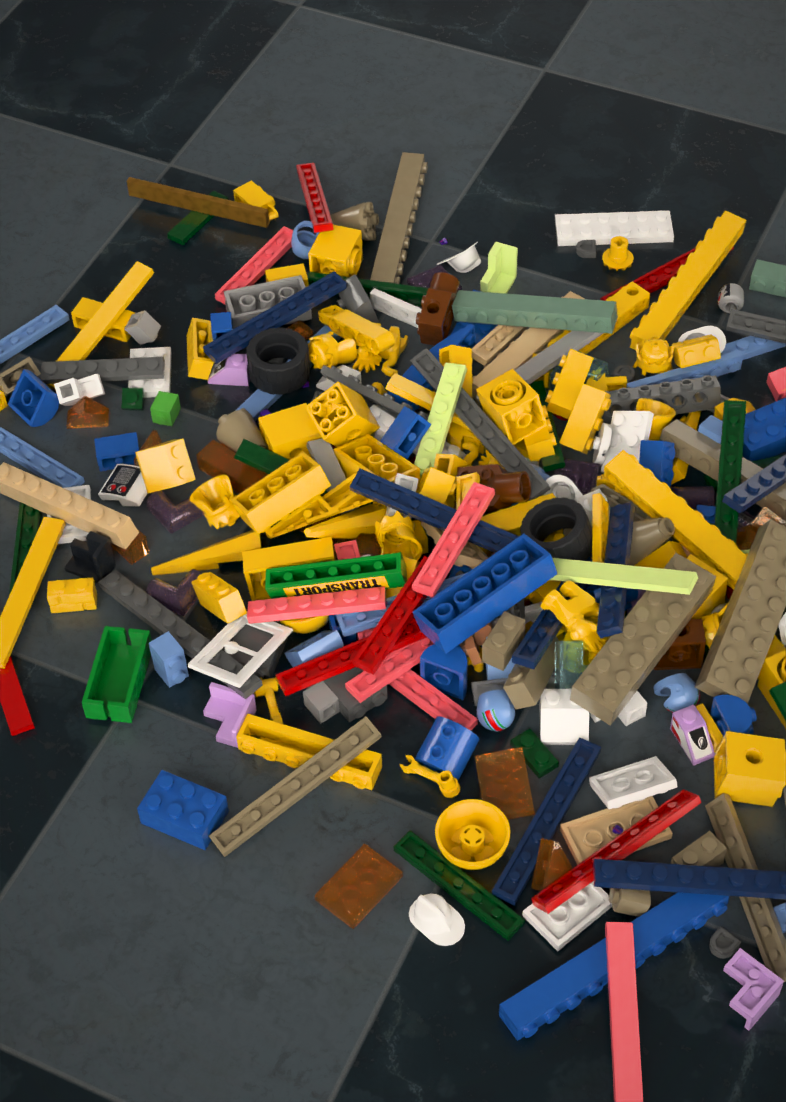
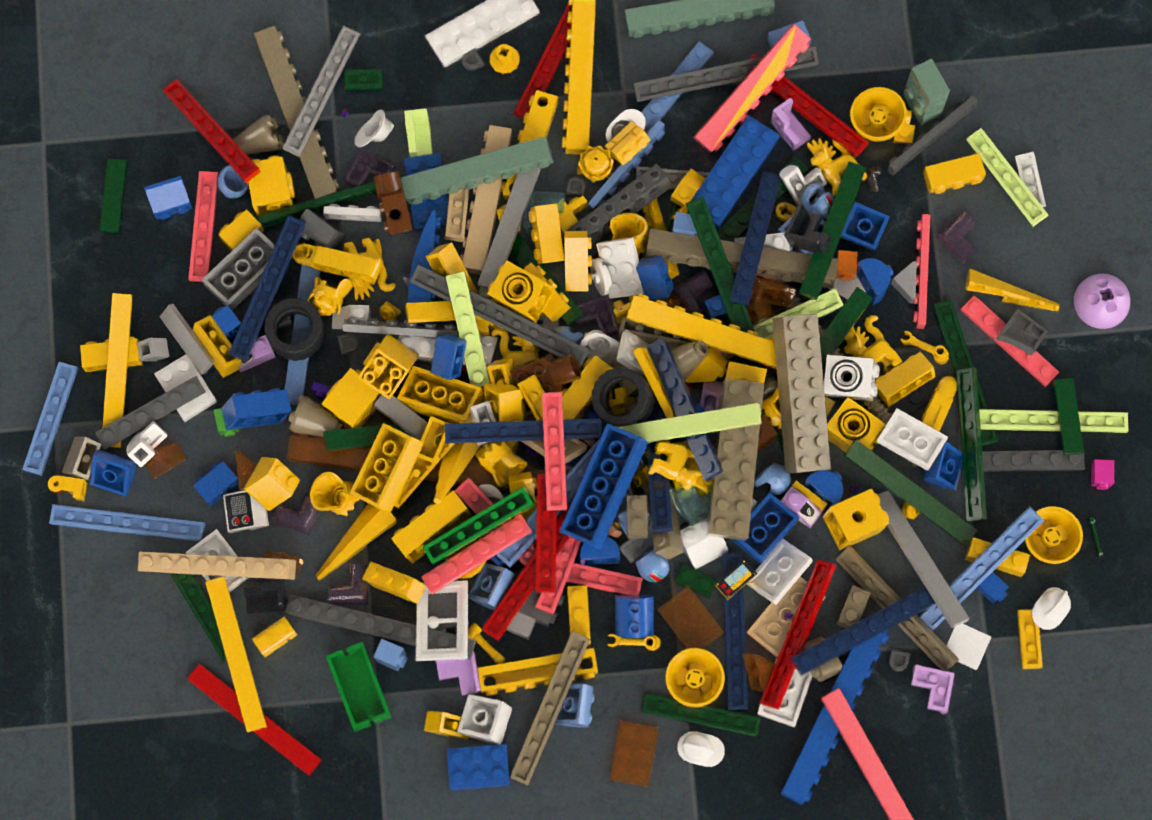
camera: 30 degrees left, 25 degrees up
(132, 399) = (192, 424): dark green plate -> none
(178, 335) = (187, 339): none -> light grey tile
(181, 755) = (443, 724): none -> yellow slope
(195, 401) = (256, 409): none -> blue brick
(198, 202) = (105, 185): pearl gold tile -> none
(223, 766) = (485, 719): none -> white slope
(242, 229) = (168, 198): none -> slope
(255, 196) = (156, 155): yellow brick -> none
(302, 328) = (287, 281): clear orange tile -> none
(325, 802) = (576, 707): none -> medium blue brick
(390, 716) = (579, 610): none -> yellow brick
(431, 211) = (321, 91): none -> light grey tile
(477, 223) = (364, 79): none -> dark green plate
(579, 765) = (736, 579): none -> tile
(642, 733) = (767, 527): none -> blue brick
(730, 297) = (622, 60): light grey head -> none

